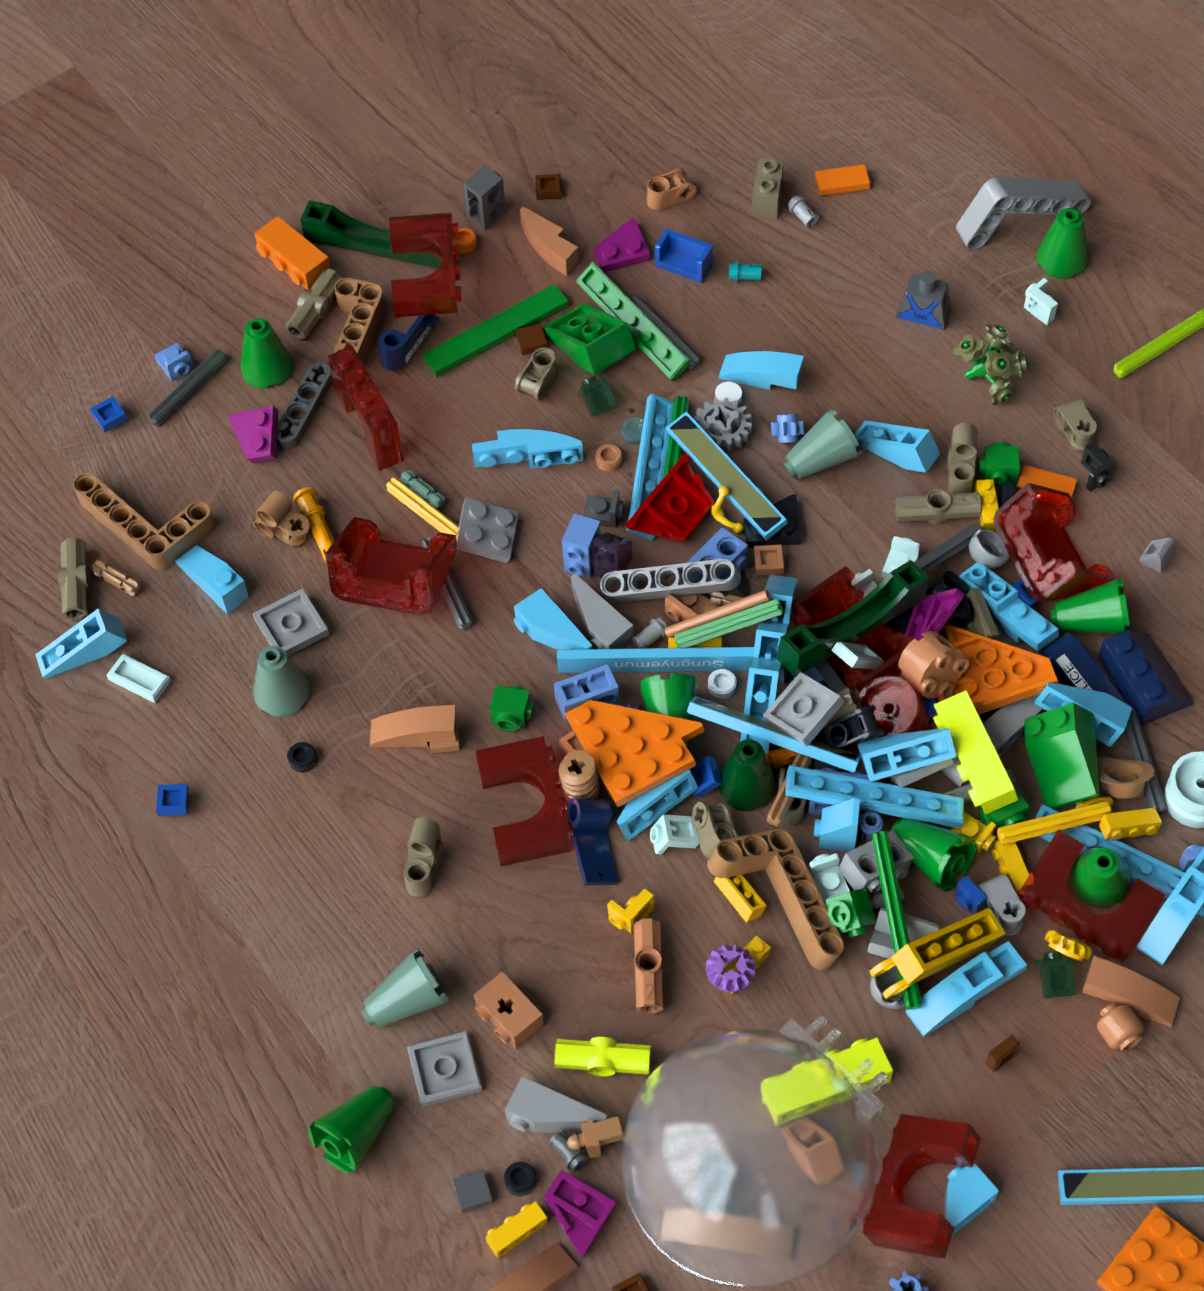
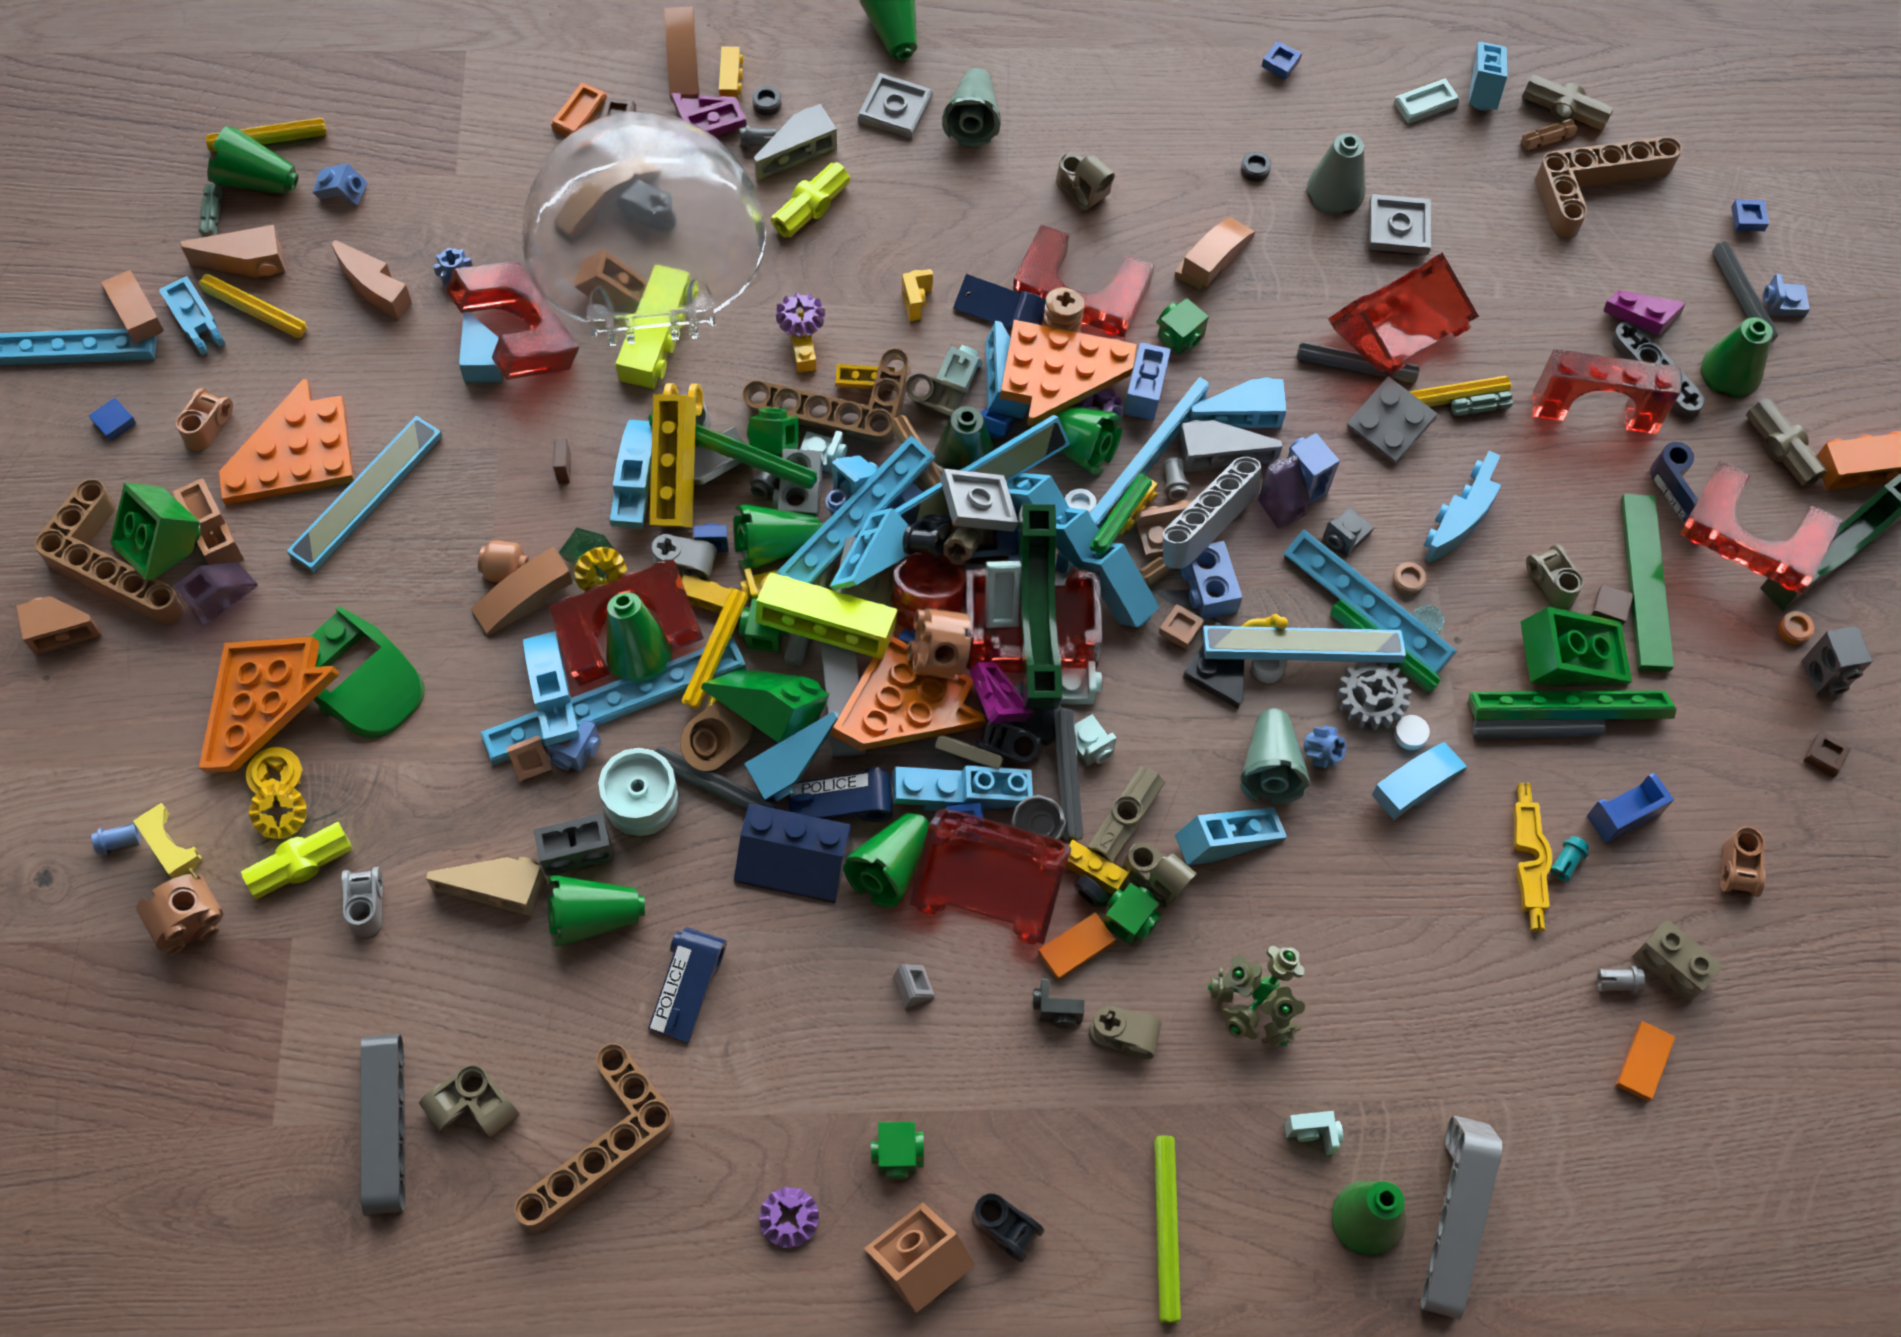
camera: 120 degrees right, 5 degrees up
(214, 578) = (1494, 195): medium azure slope -> none
(280, 520) = (1519, 268): medium nougat piece -> none
(315, 514) = (1515, 302): light orange pin -> none
(366, 307) = (1714, 445): medium nougat beam -> none
(472, 1191) = (783, 67): dark grey tile -> none
(504, 995) = (903, 163): nougat brick -> none
(549, 241) = (1738, 695): nougat slope -> none
(596, 1135) = (748, 145): medium nougat piece -> none
(597, 395) = (1492, 608): clear green bracket -> none
(622, 248) = (1687, 767): magenta wing -> none
(648, 982) = (857, 272): nougat piece -> none
(673, 505) = (1304, 584): red wing -> none
(736, 606) = (1139, 514): nougat bar -> none
(749, 301) = (1531, 874): none -> yellow piece
(925, 301) = (1399, 997): dark grey torso -> none
(1130, 824) = (661, 713): yellow piece -> none

